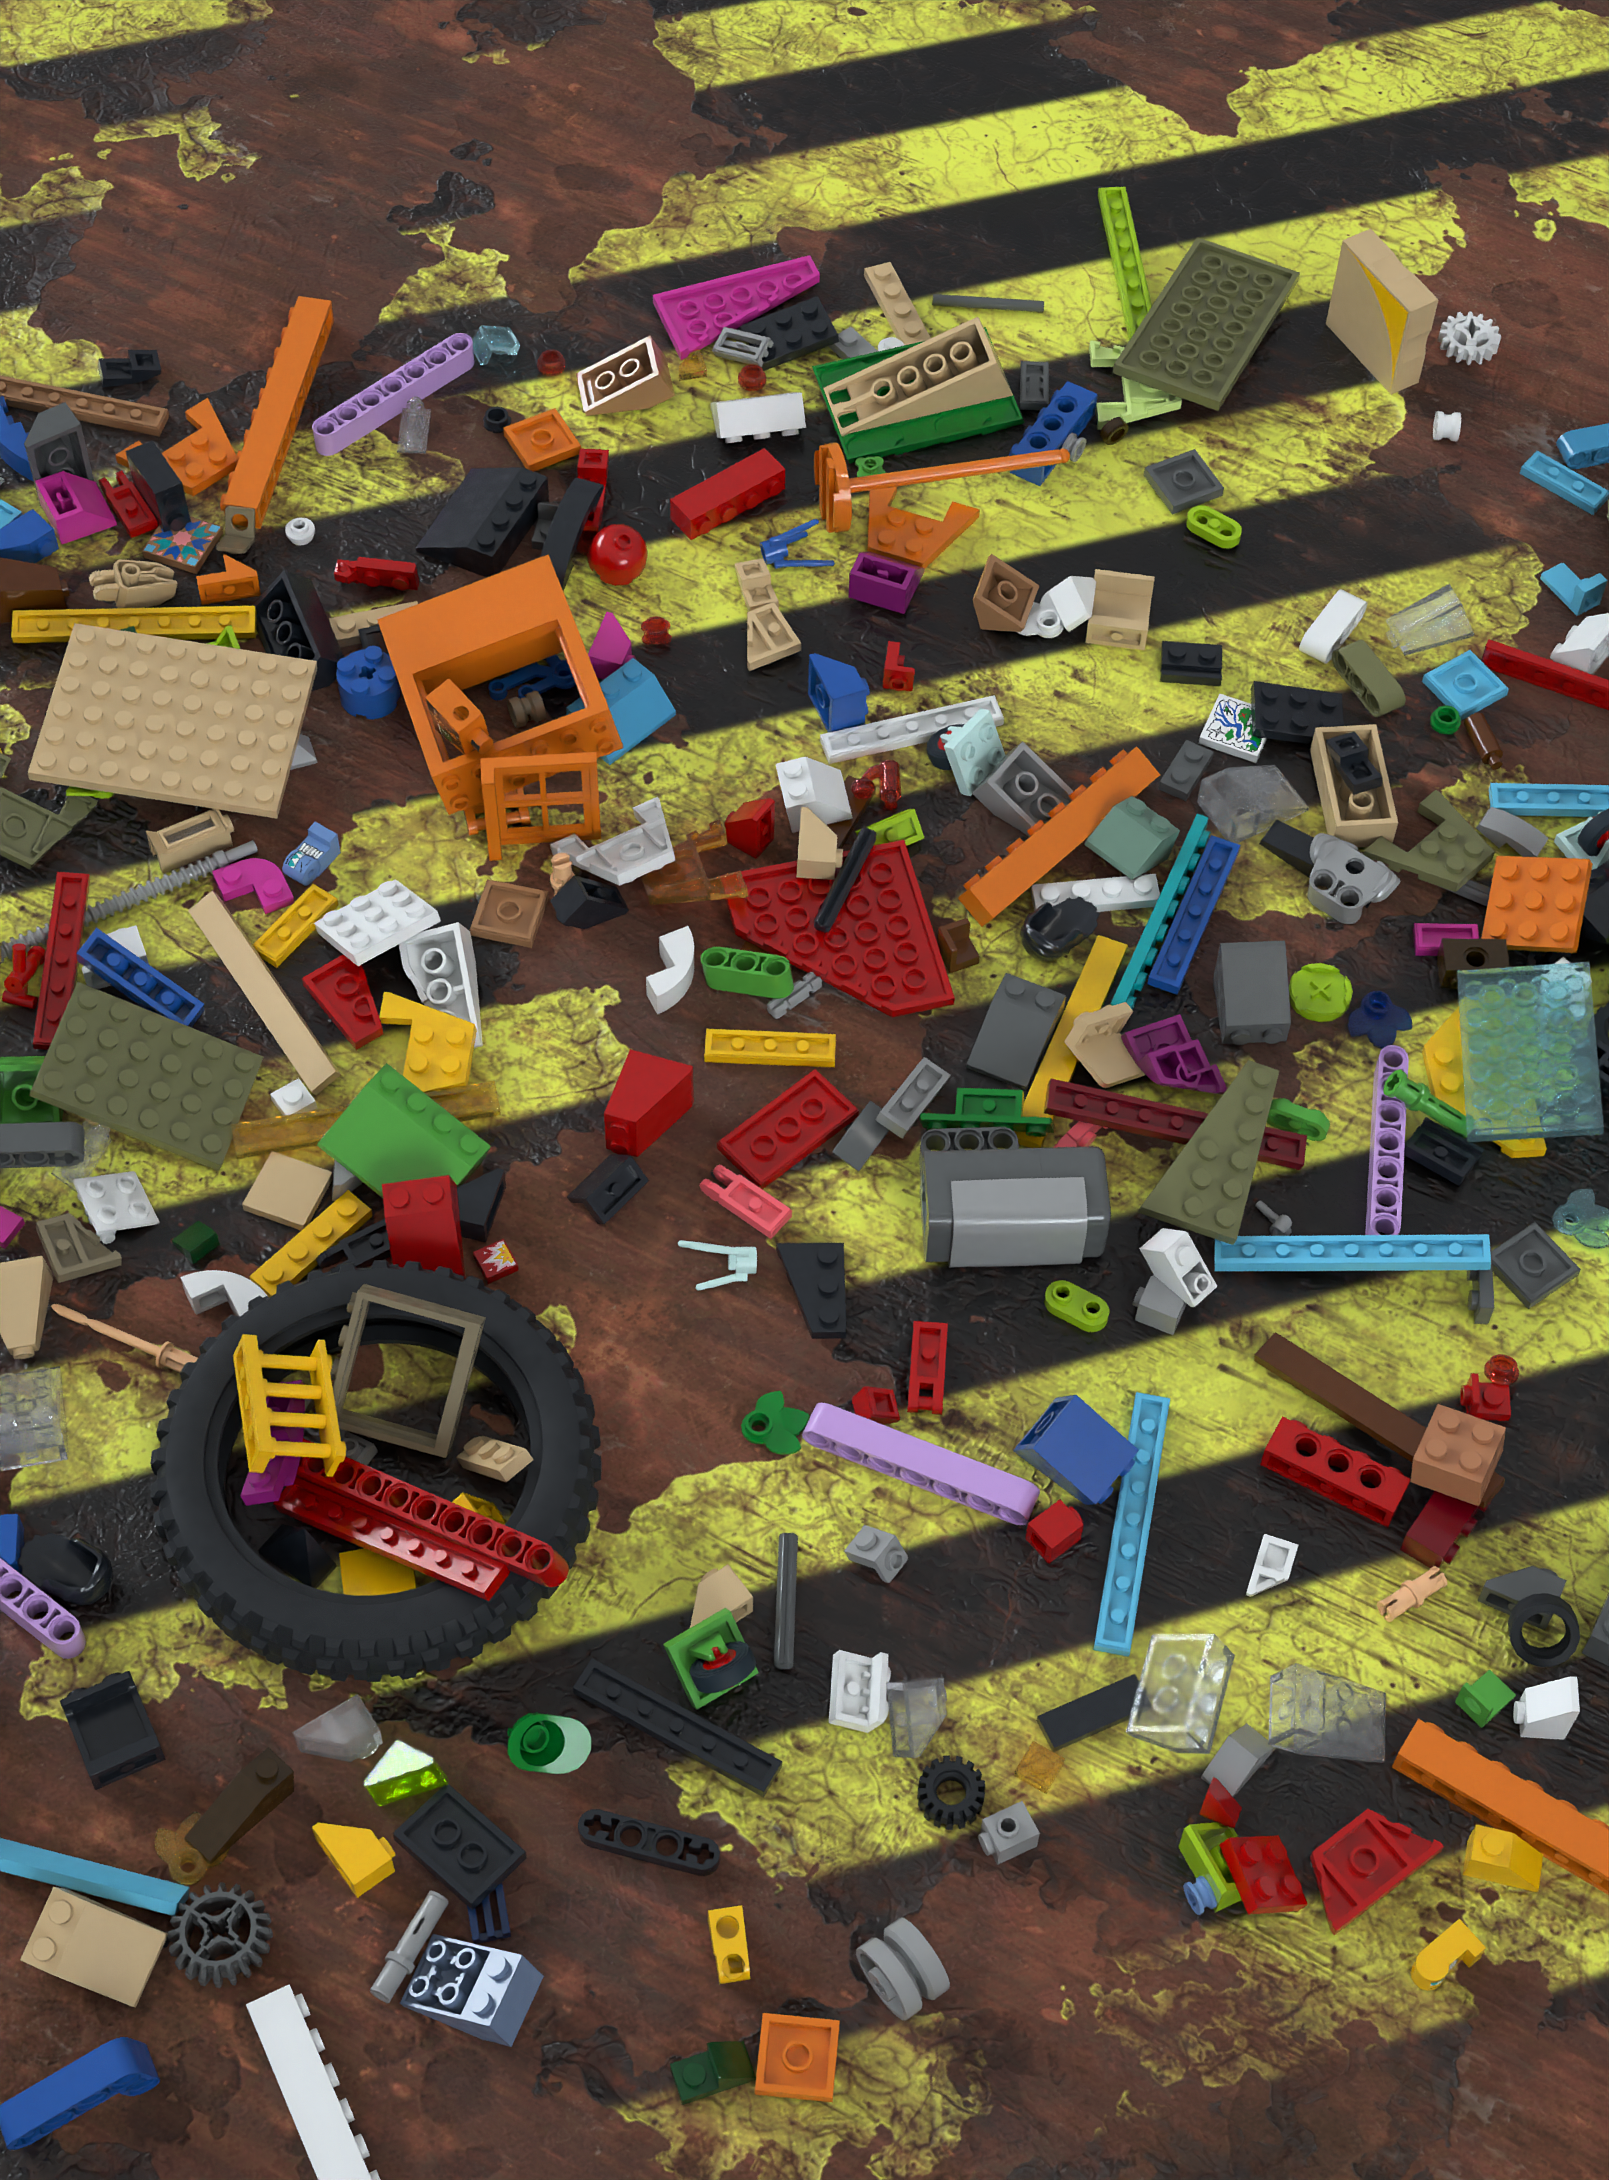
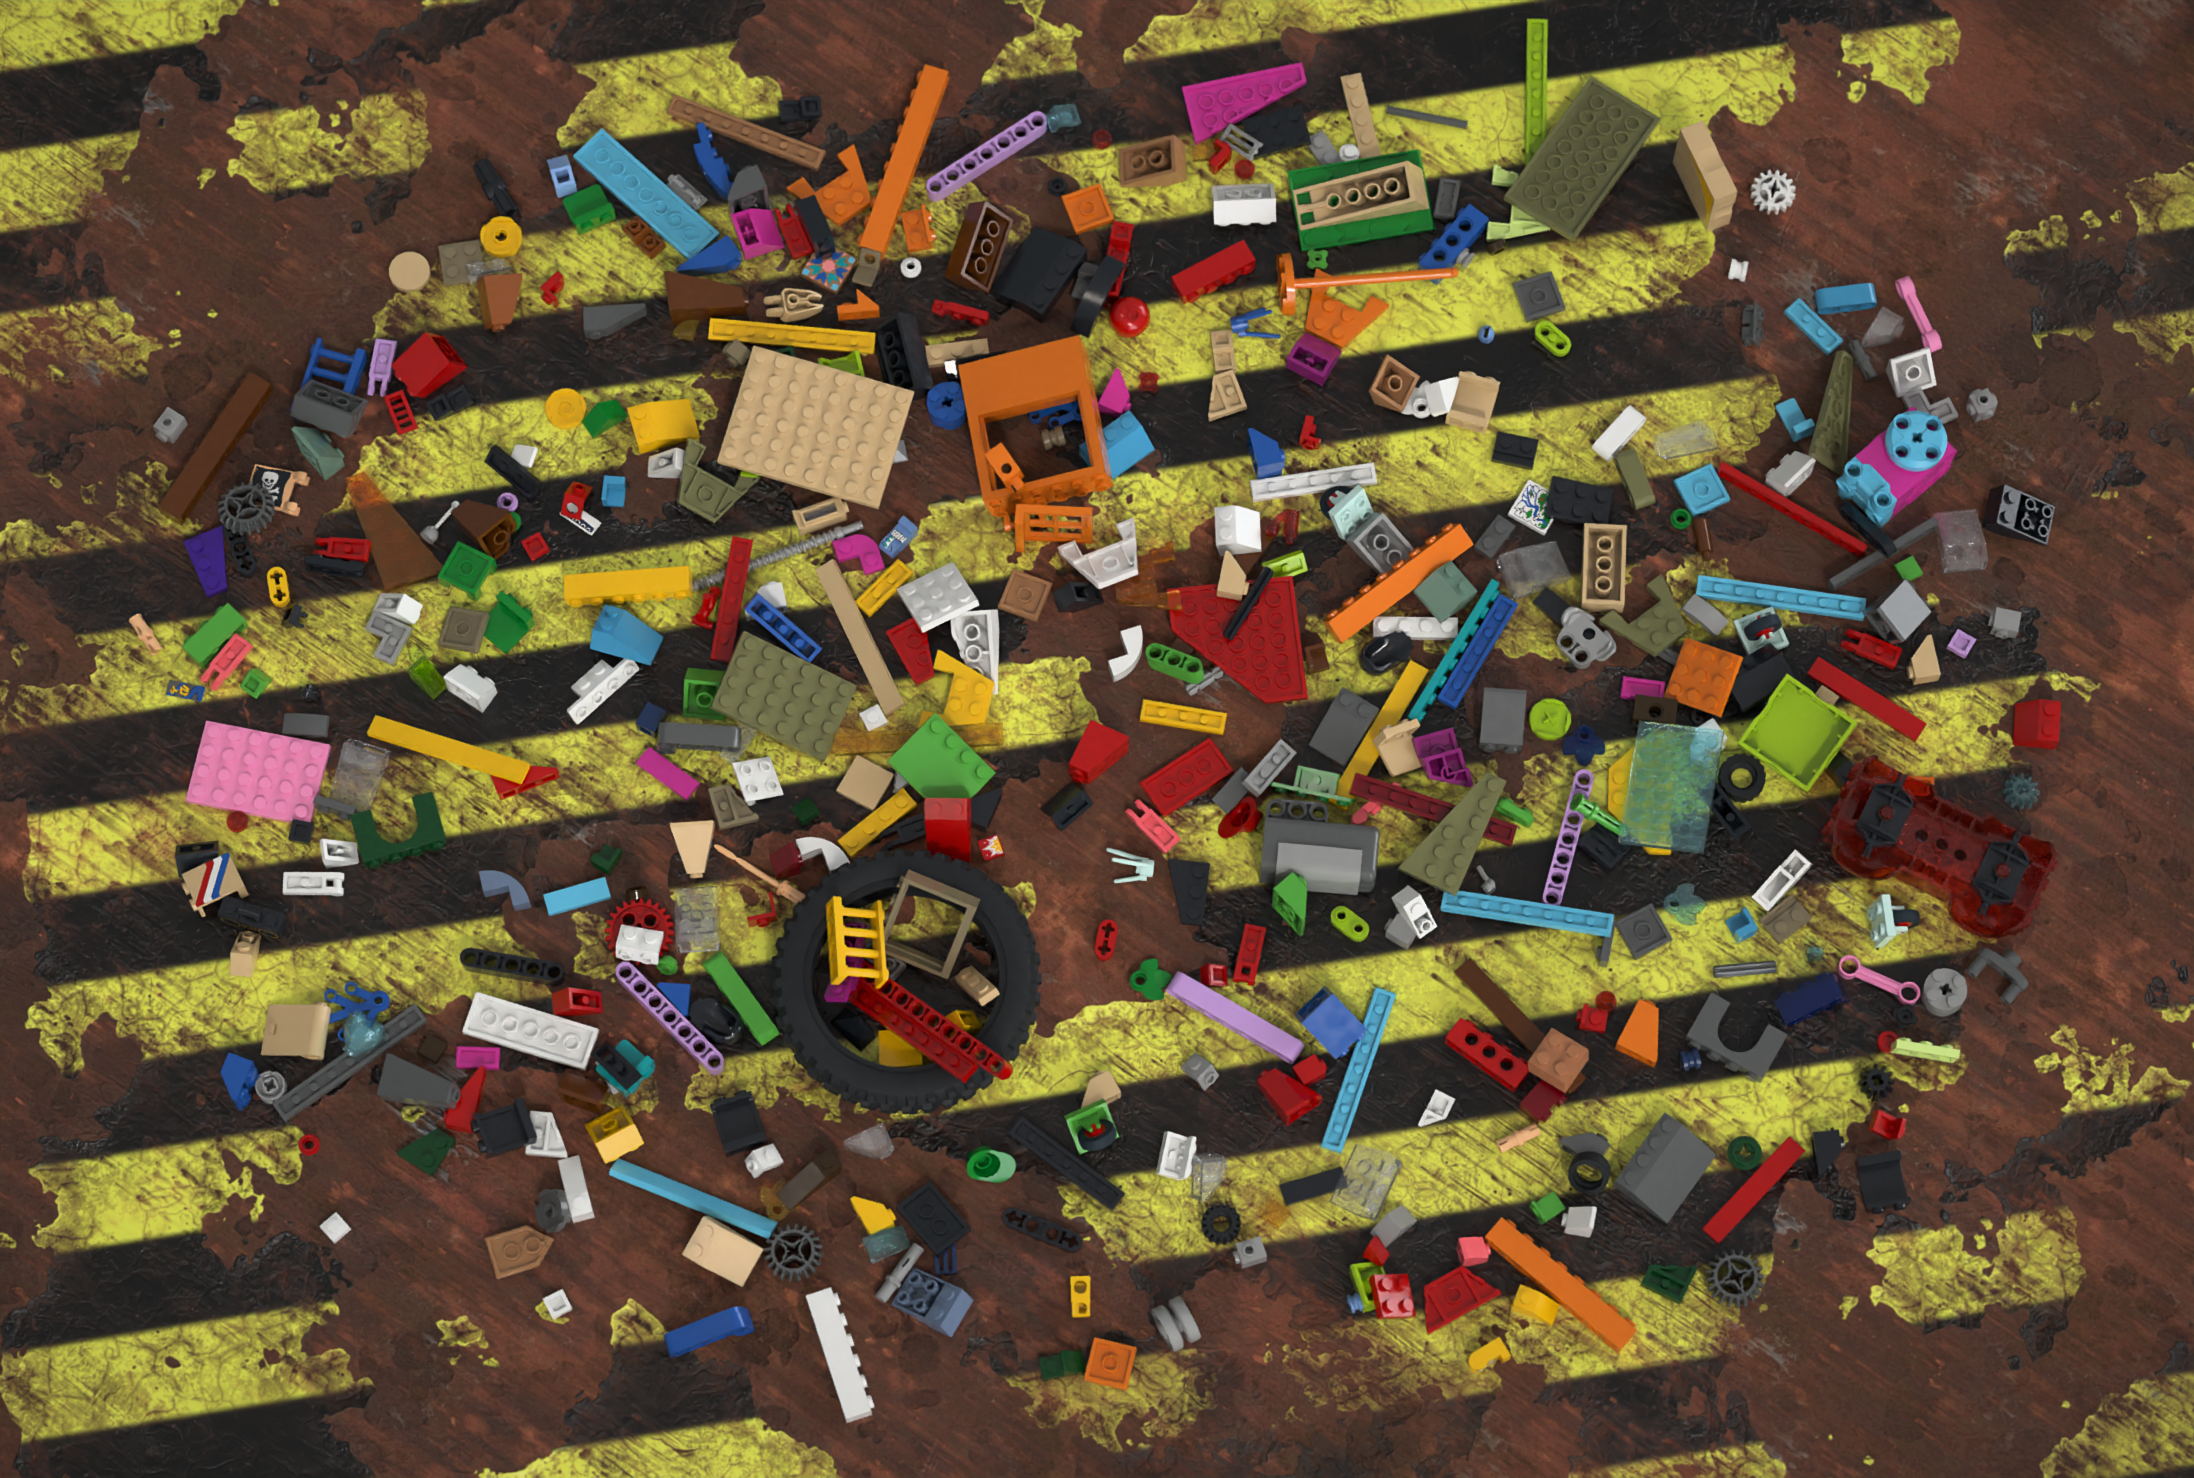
camera: 10 degrees right, 15 degrees up
(51, 650) = (736, 353): none -> dark tan plate
(106, 1530) = (740, 998): none -> bright green beam
(137, 1403) = (763, 919): none -> red bracket
(158, 1784) = (763, 1160): none -> white bracket
(169, 1311) = (786, 862): none -> dark red slope
(306, 486) = (917, 229): none -> orange bracket
(380, 1898) = (885, 1243): none -> clear light blue slope
(394, 496) = (979, 247): none -> reddish brown slope
(403, 1774) = (904, 1173): clear neon green slope -> none
(414, 427) = (998, 186): clear hinge -> none
(561, 871) = (1061, 577): light nougat pin -> none
(703, 1373) = (1111, 941): none -> red beam
(717, 366) = (1220, 159): none -> red bracket
(751, 826) = (1192, 551): red slope -> none
(785, 1601) = (1141, 1093): dark grey axle -> none
(884, 1173) = (1241, 818): none -> red piece
(984, 1274) = (1290, 901): none -> bright green slope
(1026, 1572) = (1287, 1096): none -> red slope
(1120, 539) = (1490, 334): none -> medium blue hinge
(1326, 1715) = (1450, 1206): clear slope -> none
(1352, 763) = (1603, 556): black slope -> none
(1380, 1782) = (1472, 1251): none -> coral slope
(1481, 476) = (1754, 317): none -> dark grey hinge
(1571, 1412) = (1641, 1034): none -> orange slope

